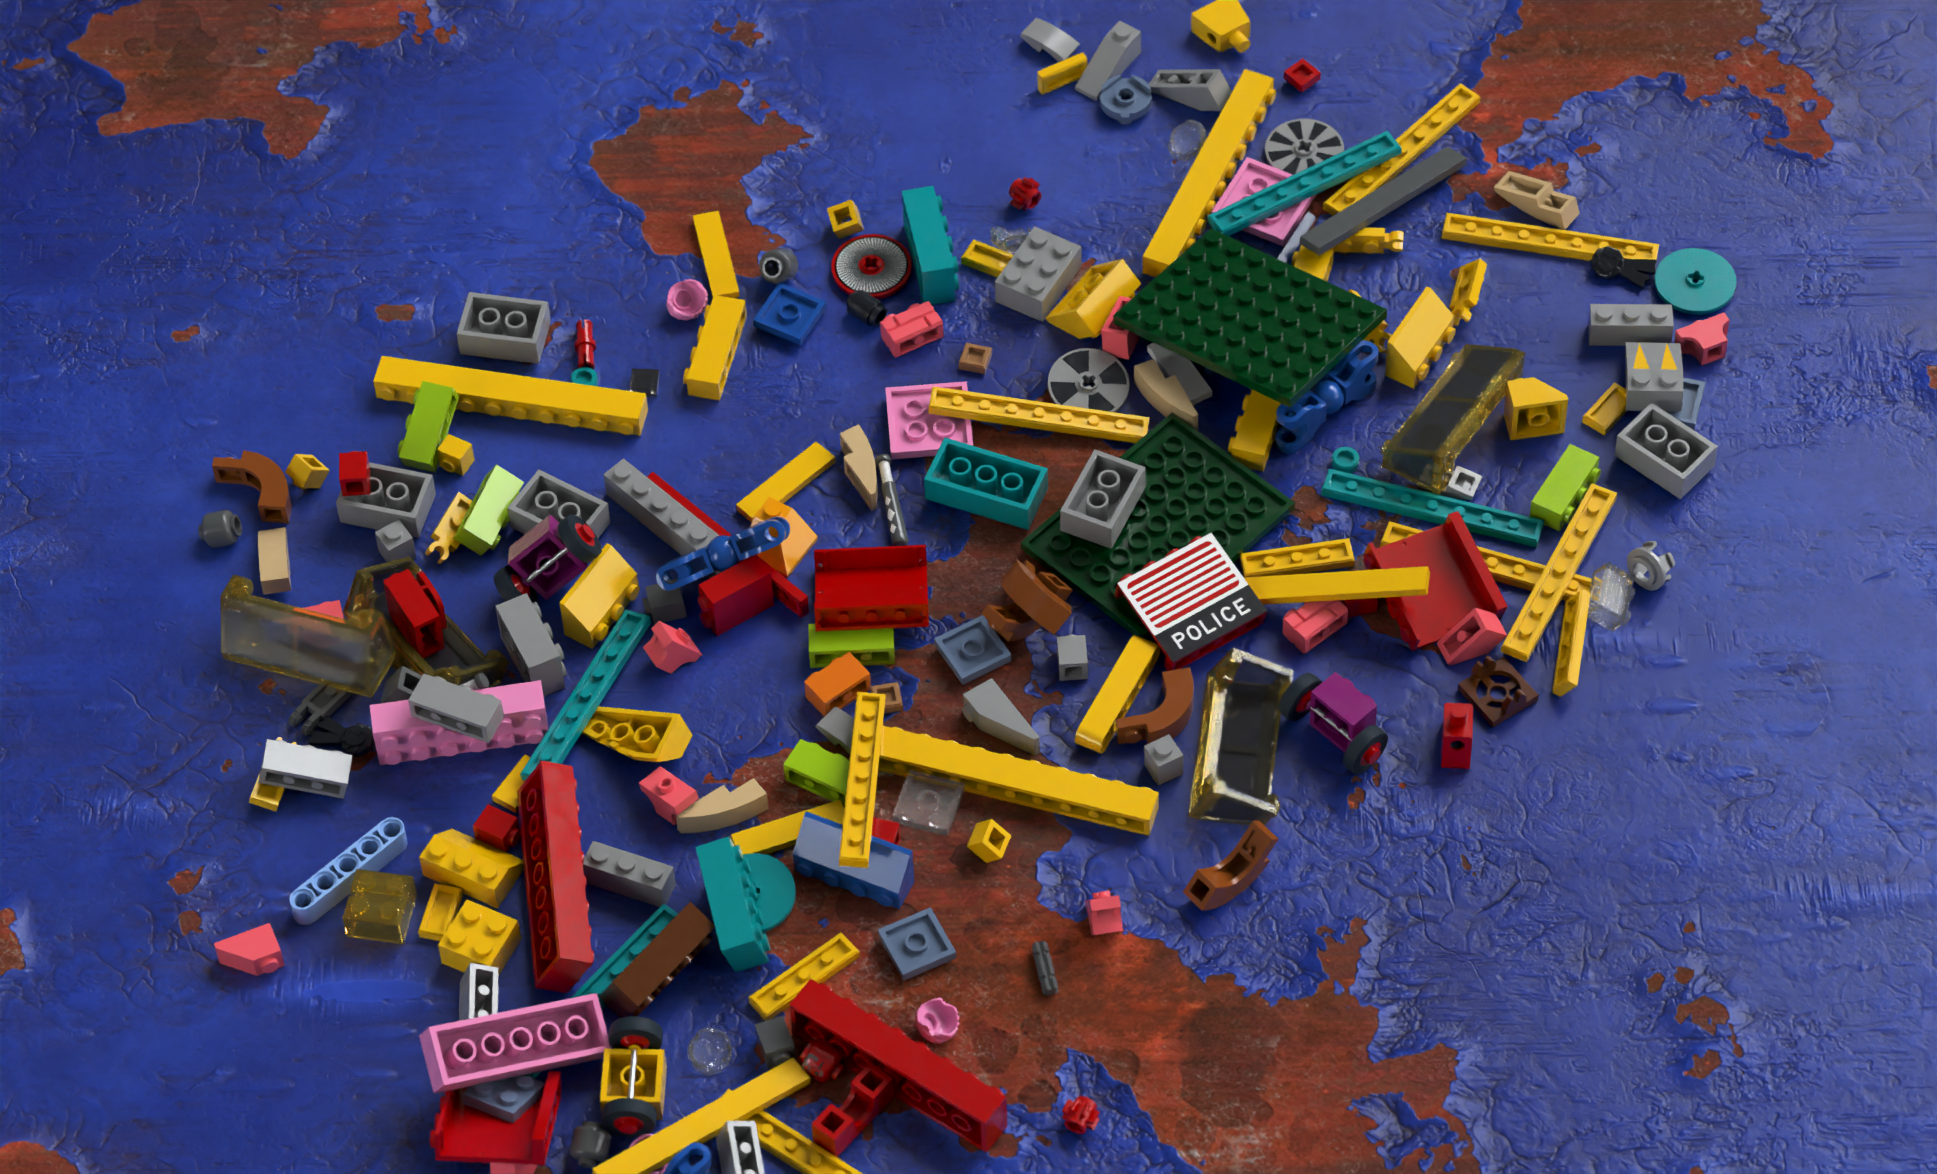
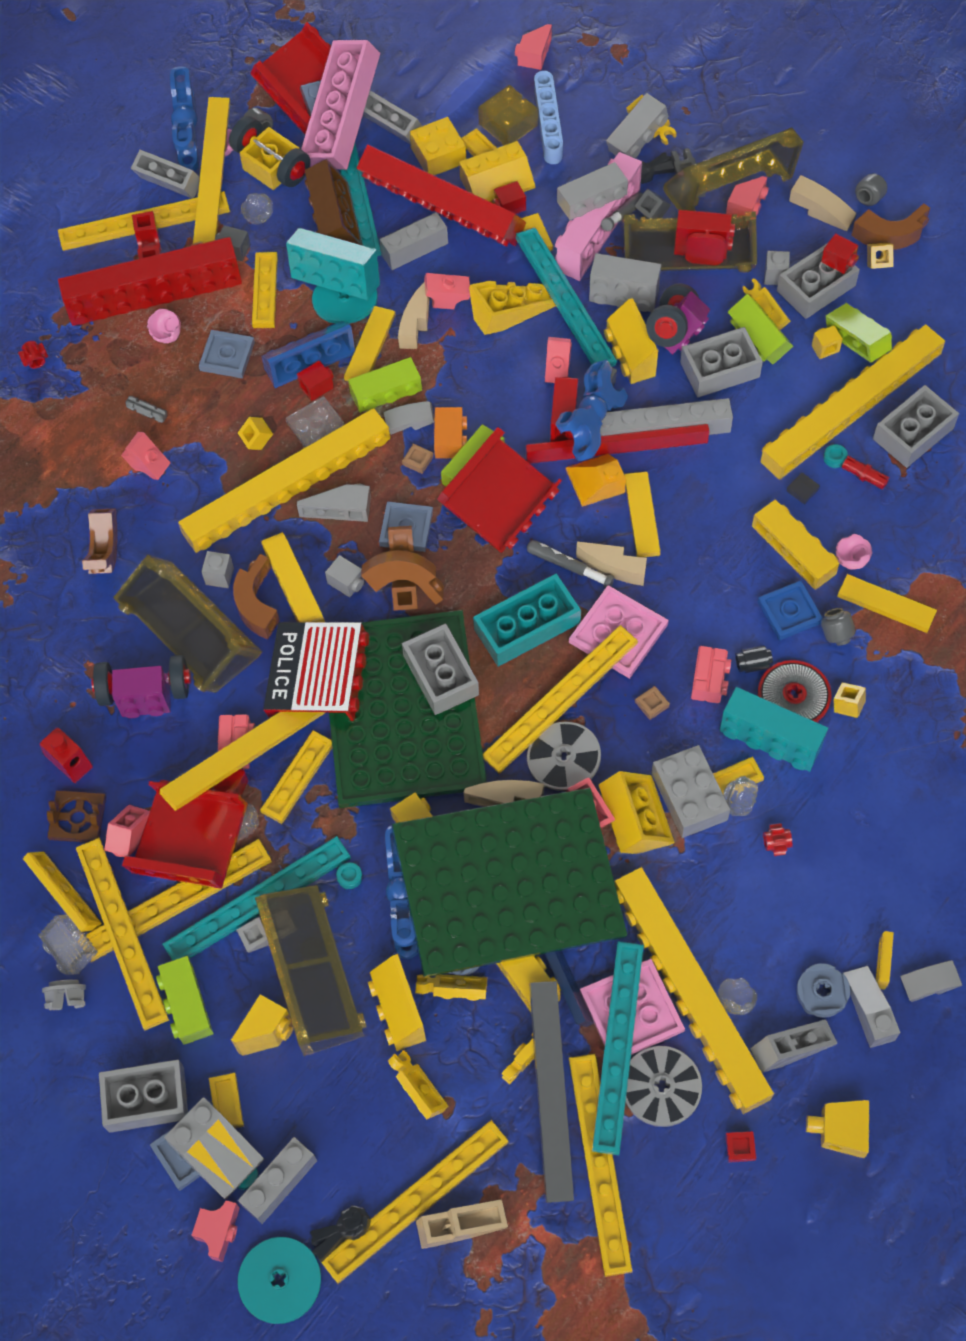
camera: 130 degrees right, 10 degrees up
(862, 780) = (349, 376): yellow tile -> none

